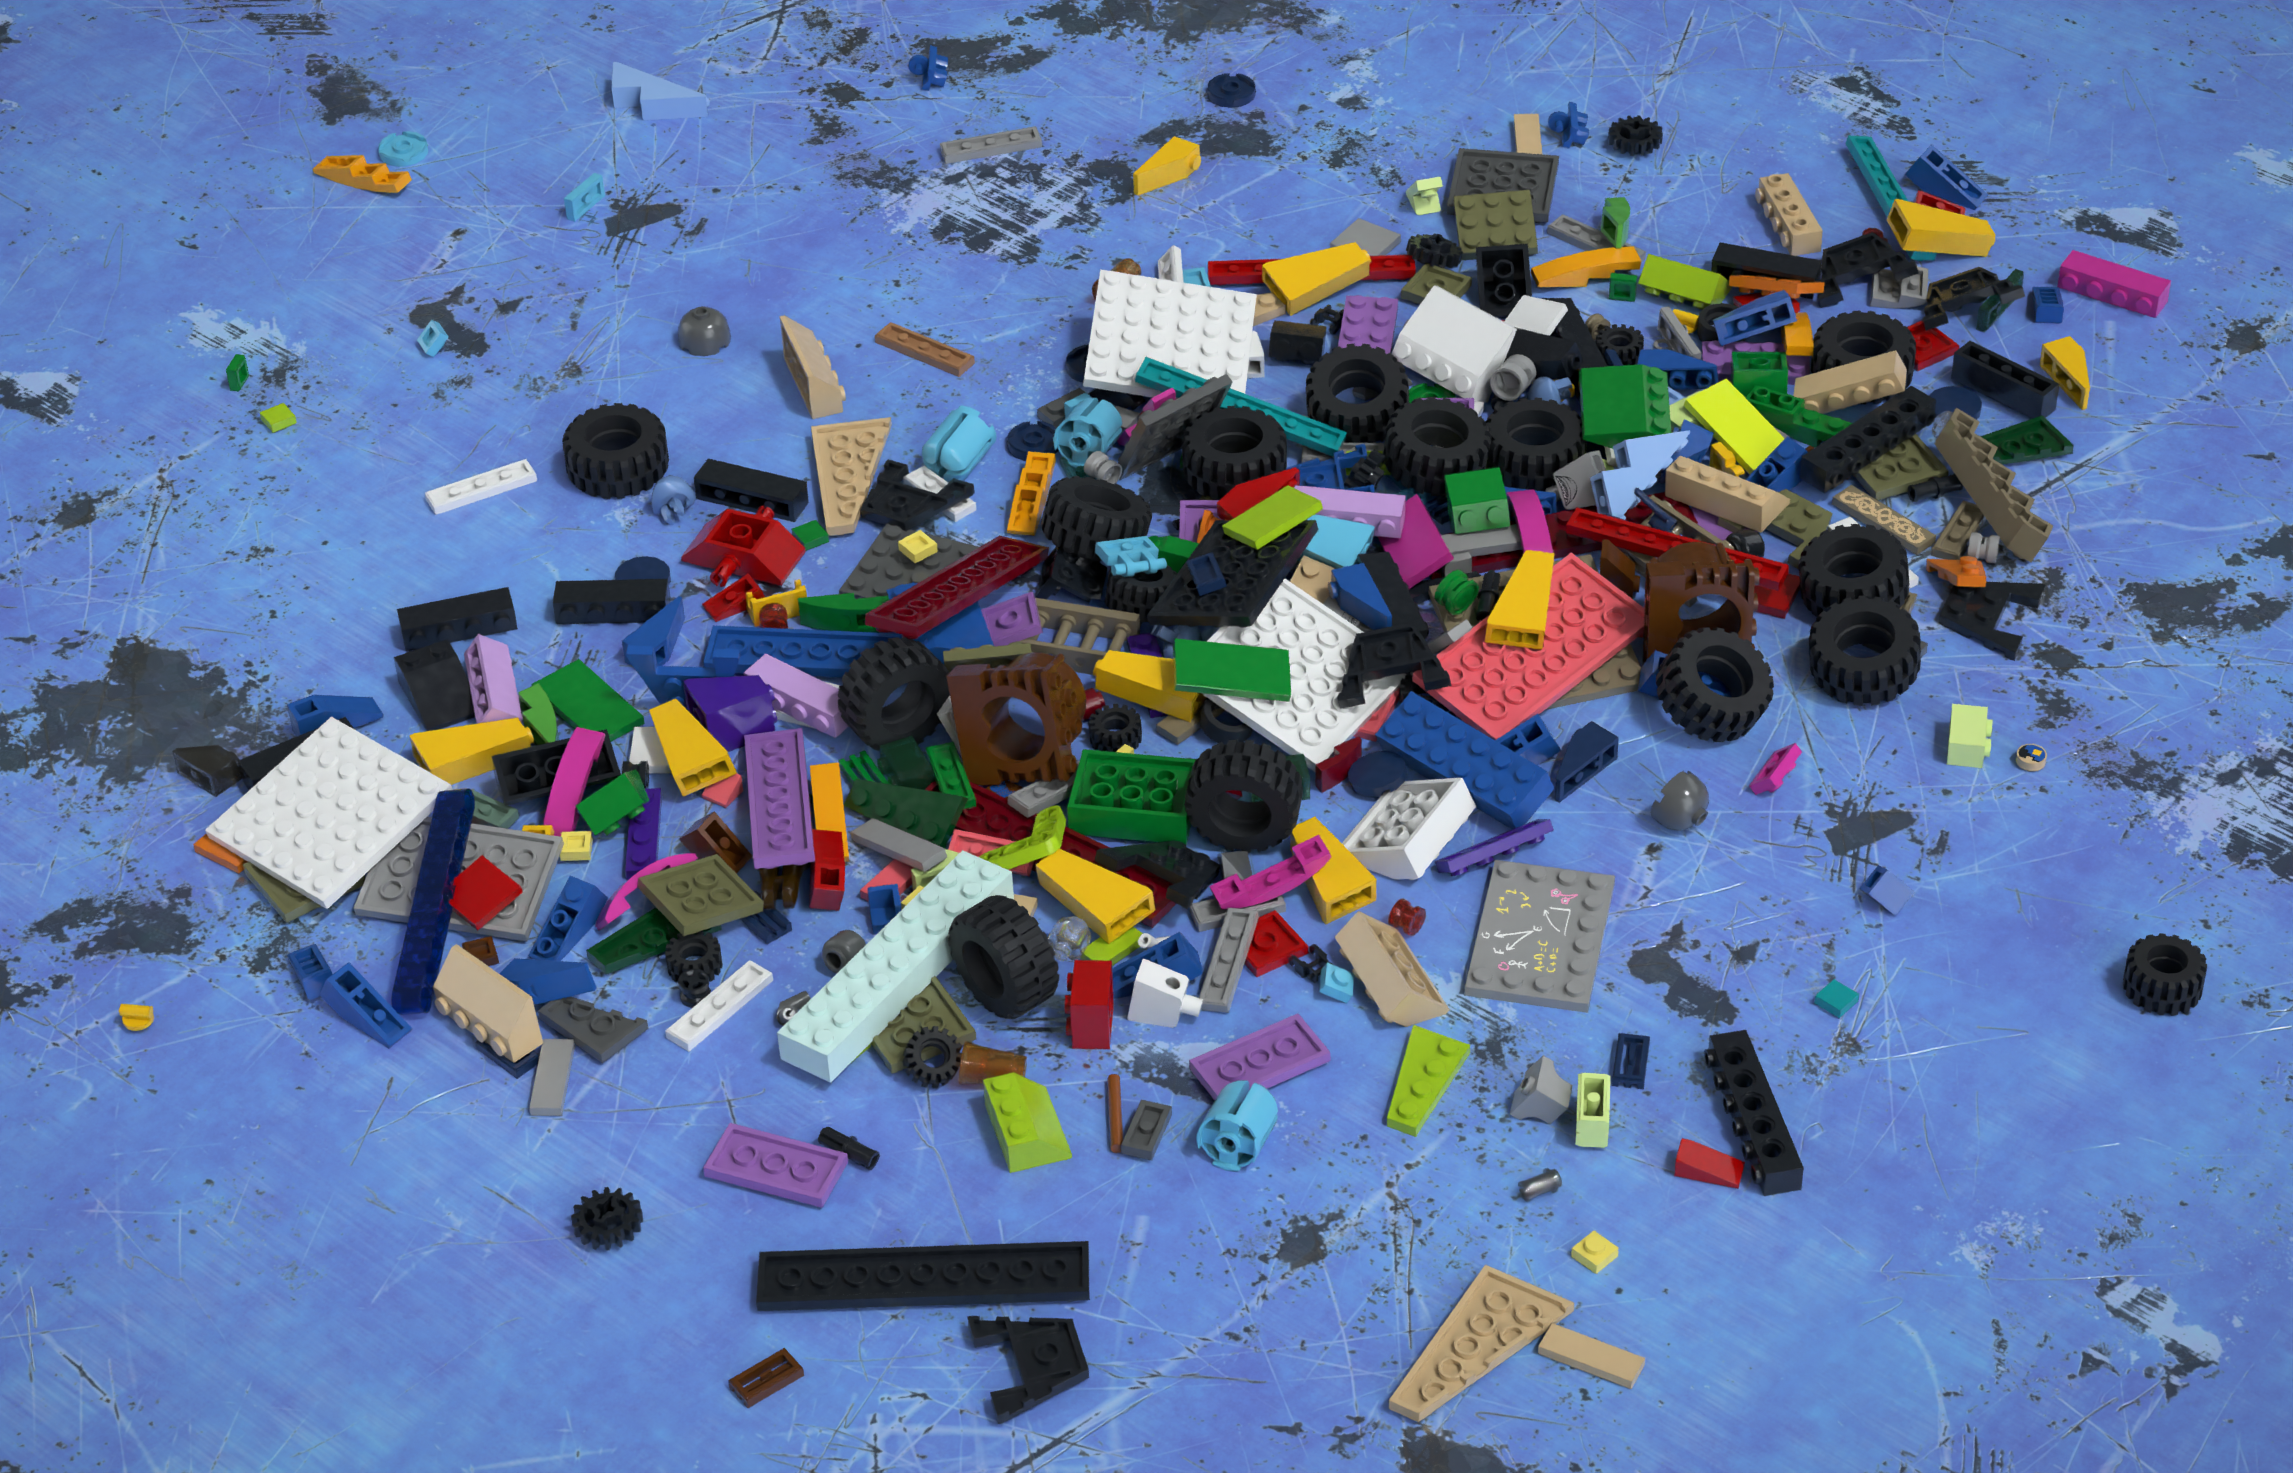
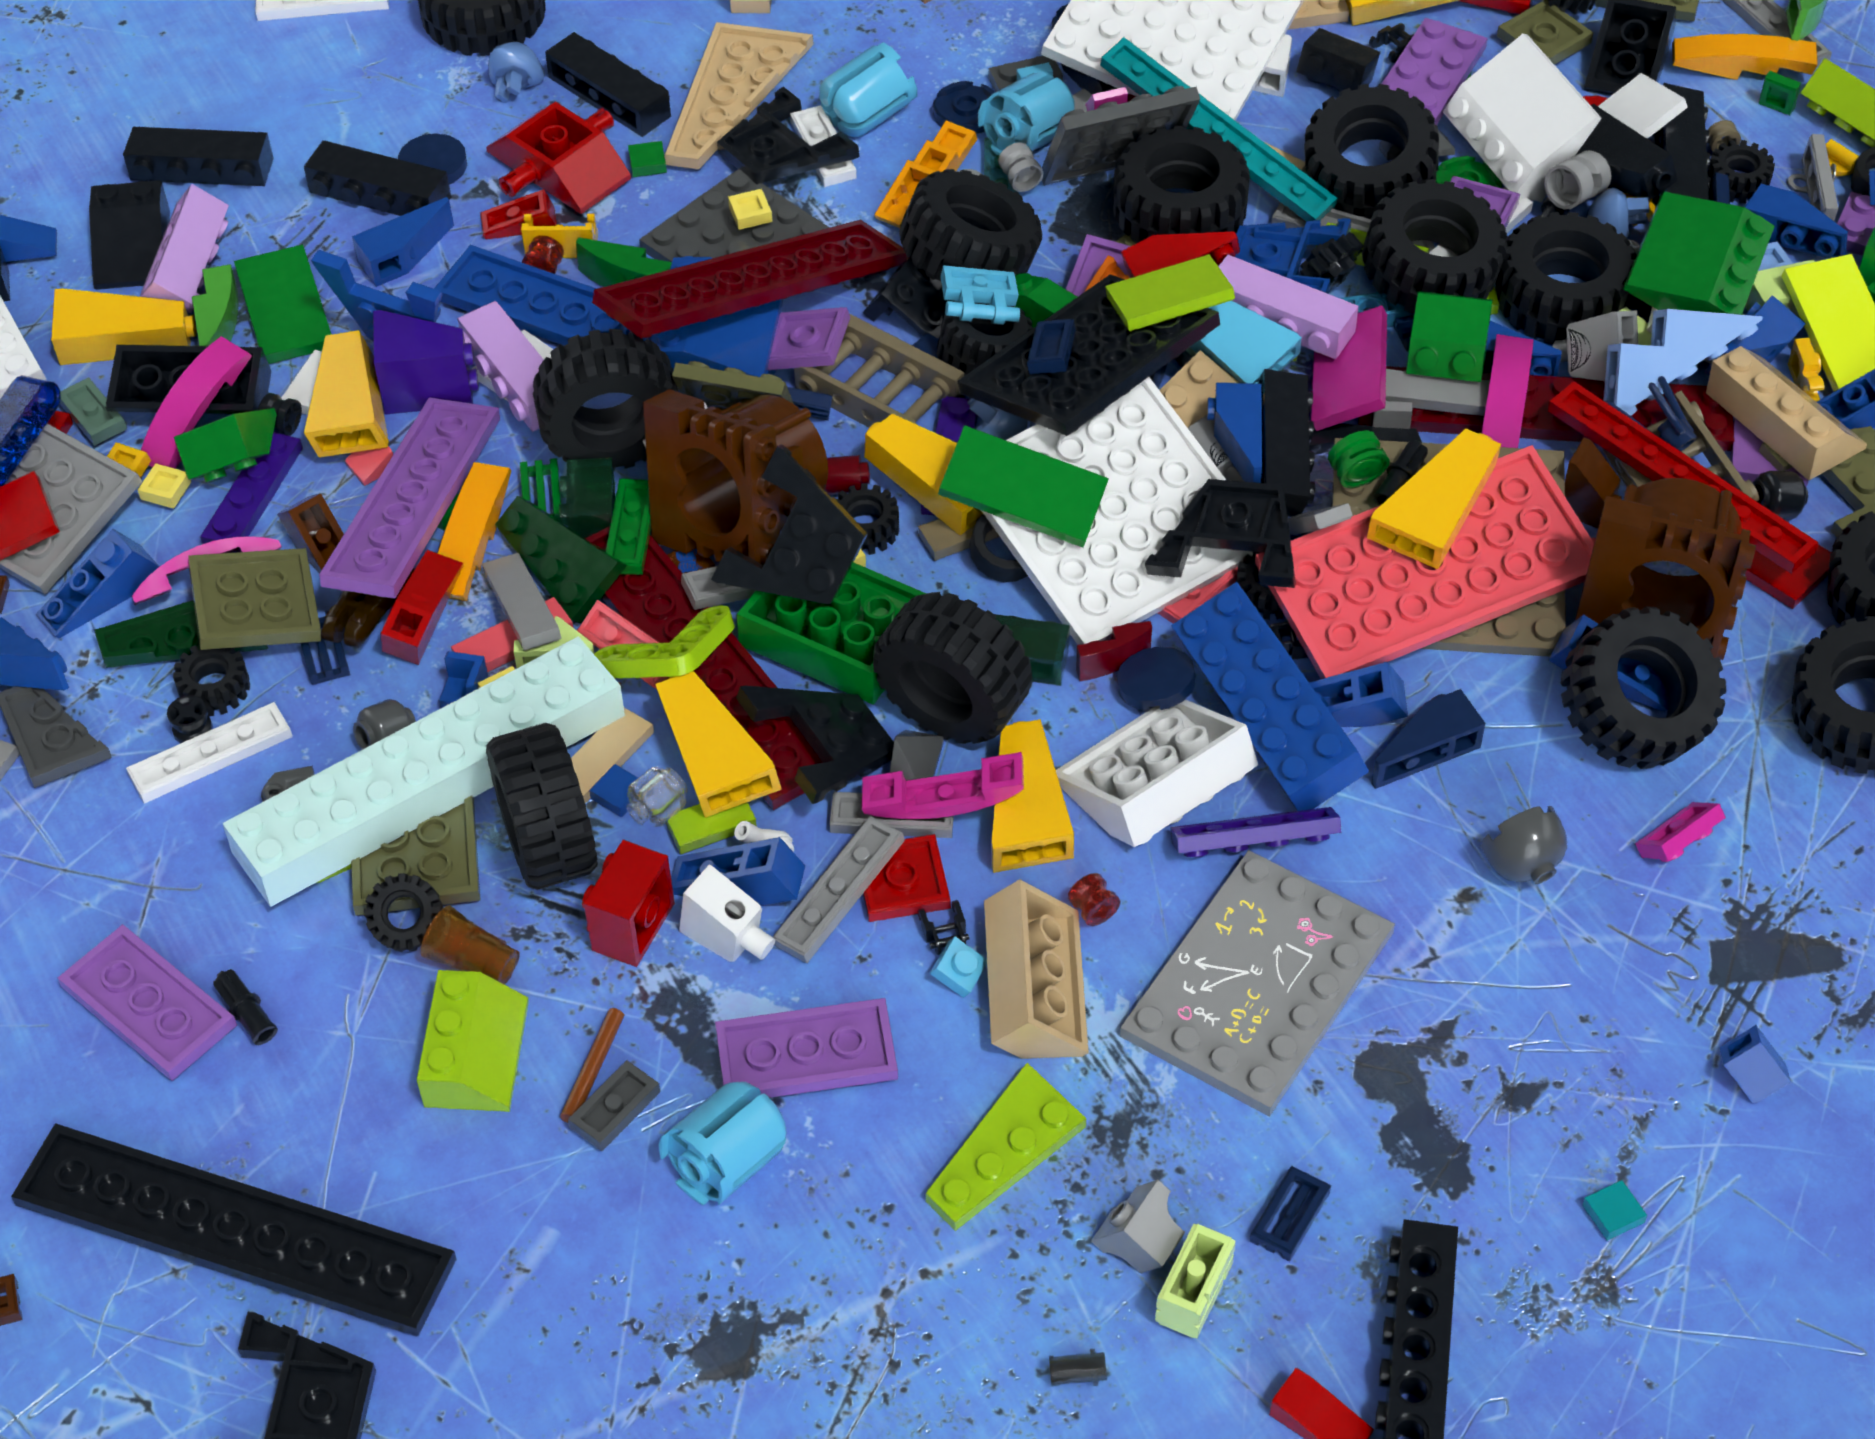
camera: 20 degrees right, 10 degrees up
(1107, 747) = (812, 548): none -> black wing

